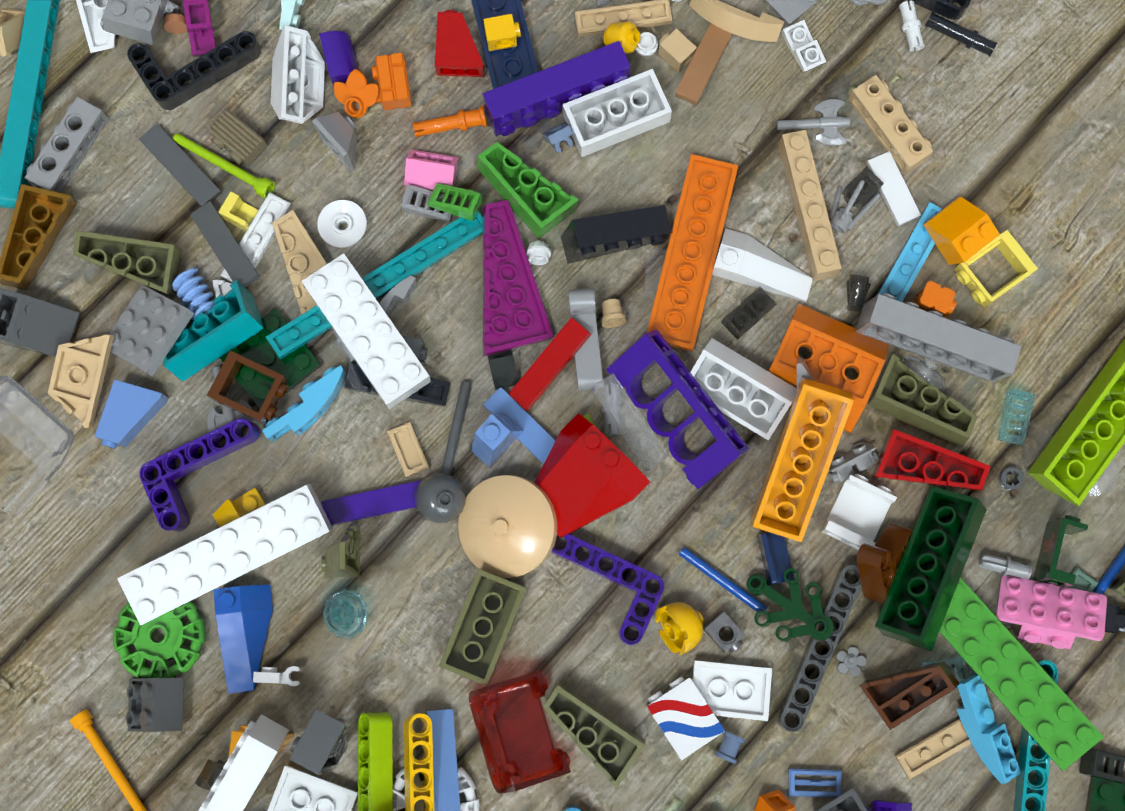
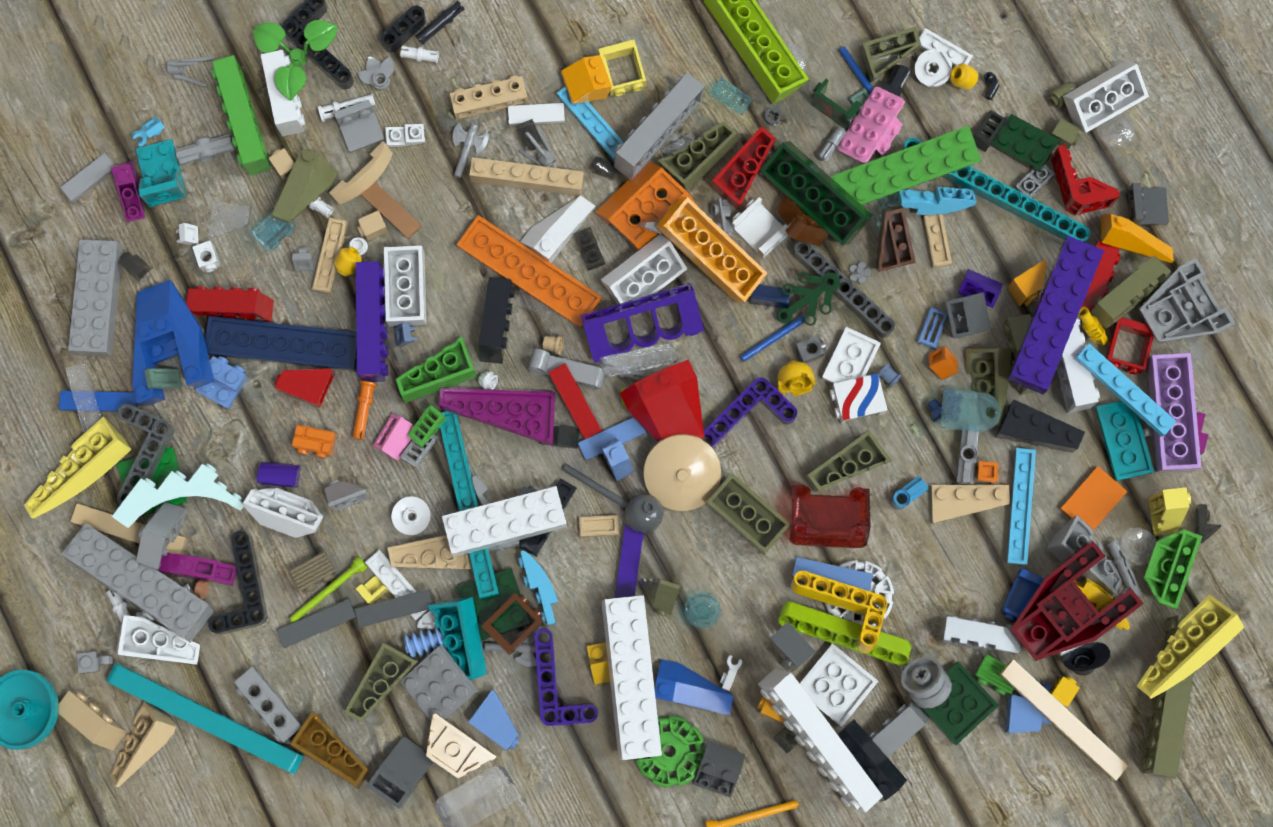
camera: 70 degrees left, 0 degrees up
(356, 90) = (312, 468): orange plate -> none
(501, 32) = (310, 346): yellow brick -> none
(936, 299) = (630, 117): orange brick -> none

